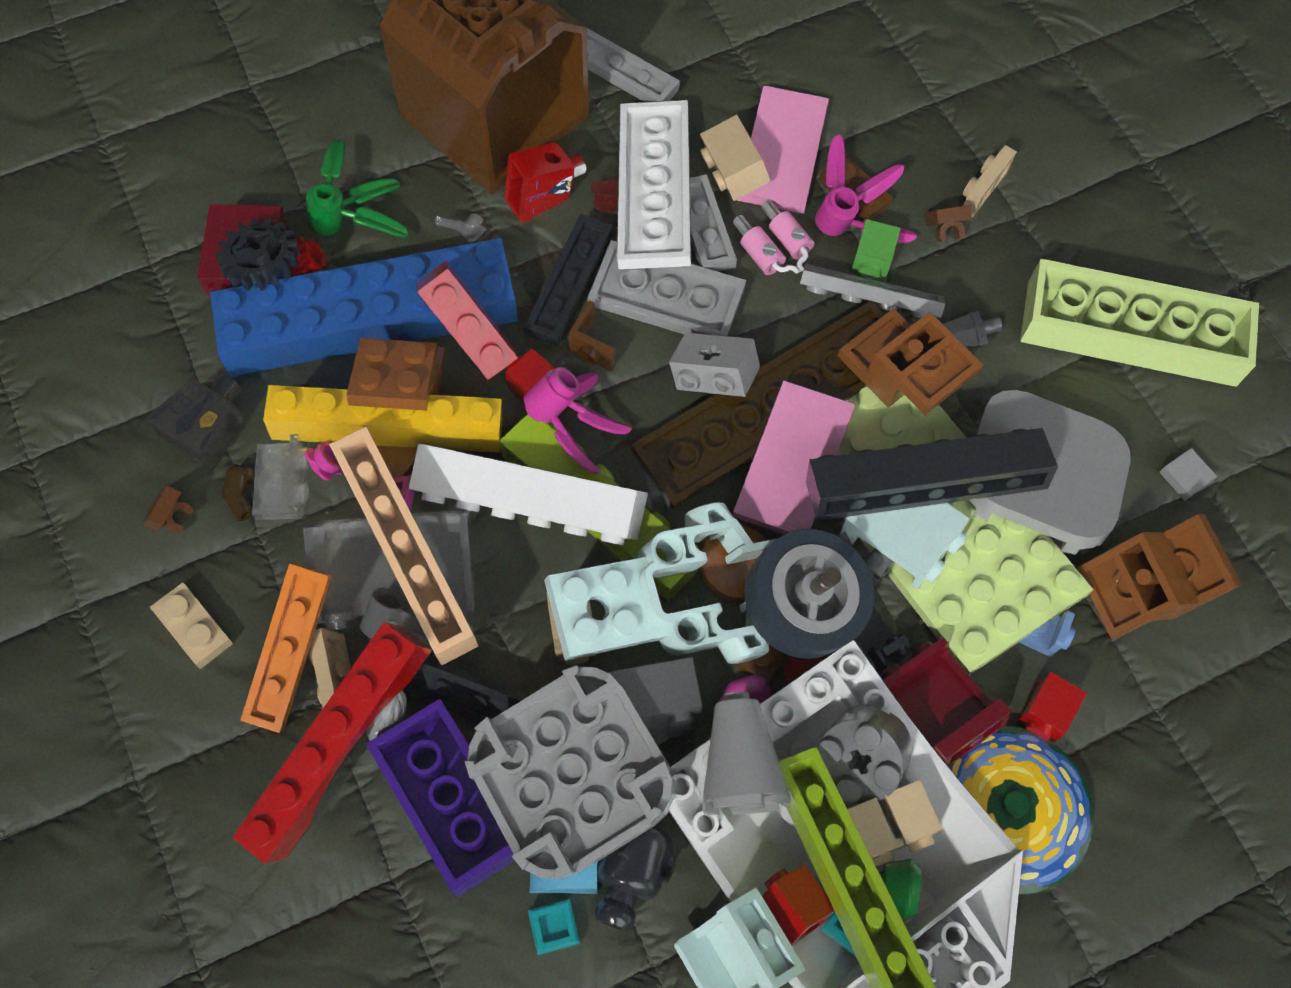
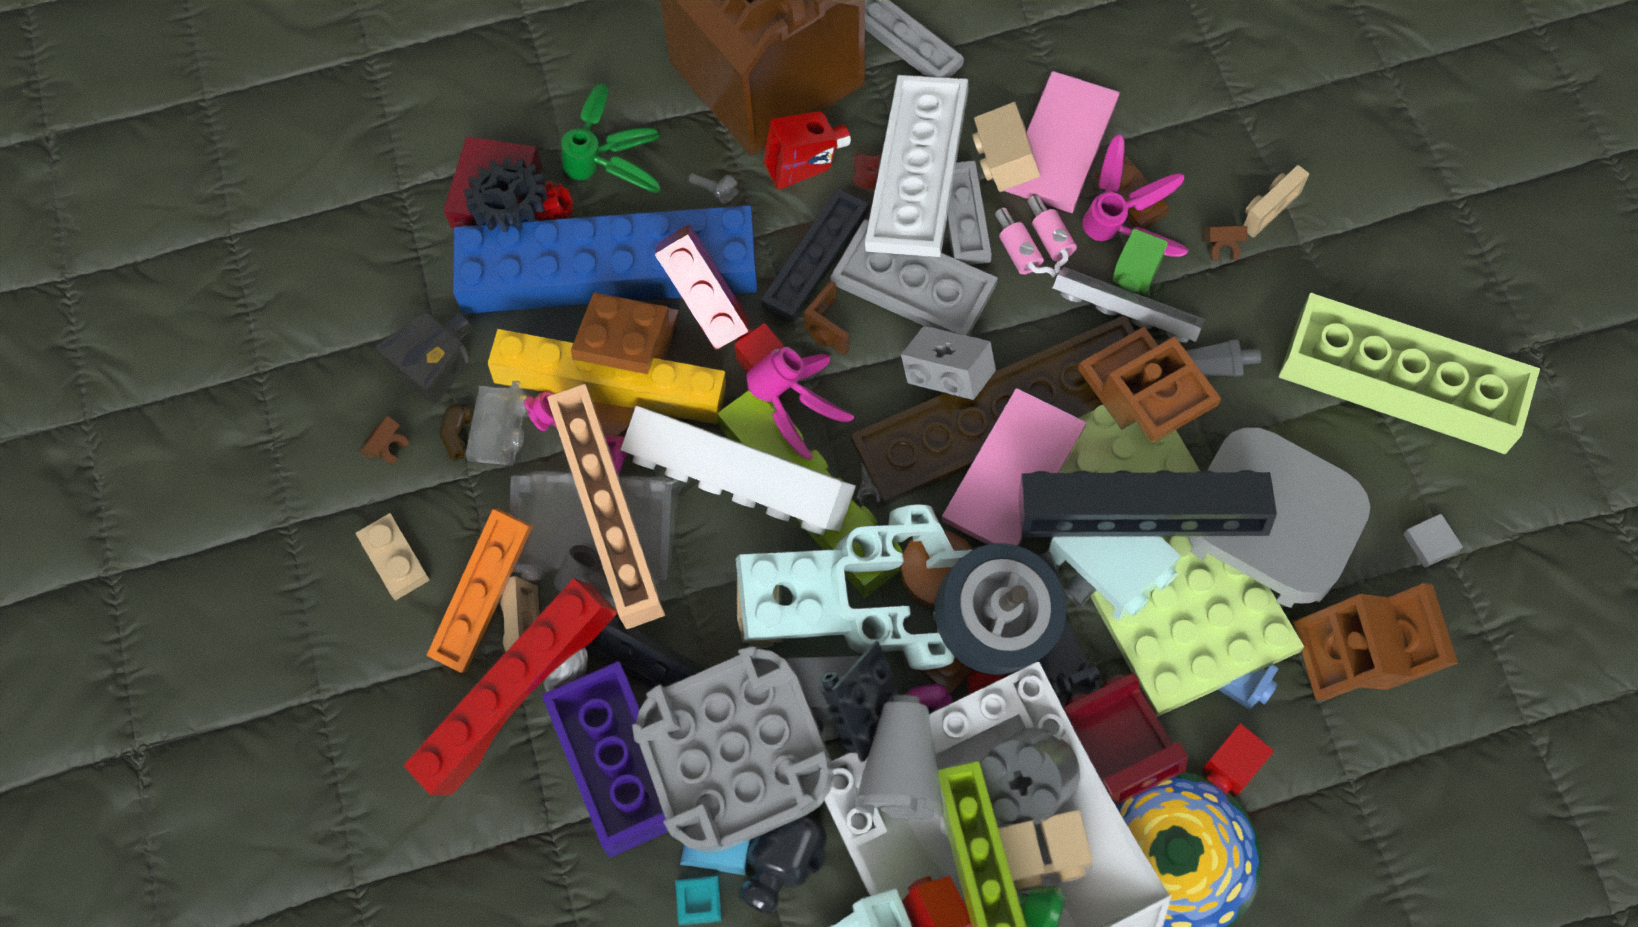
camera: 15 degrees right, 0 degrees up
(689, 704) = (859, 699): none -> black hinge

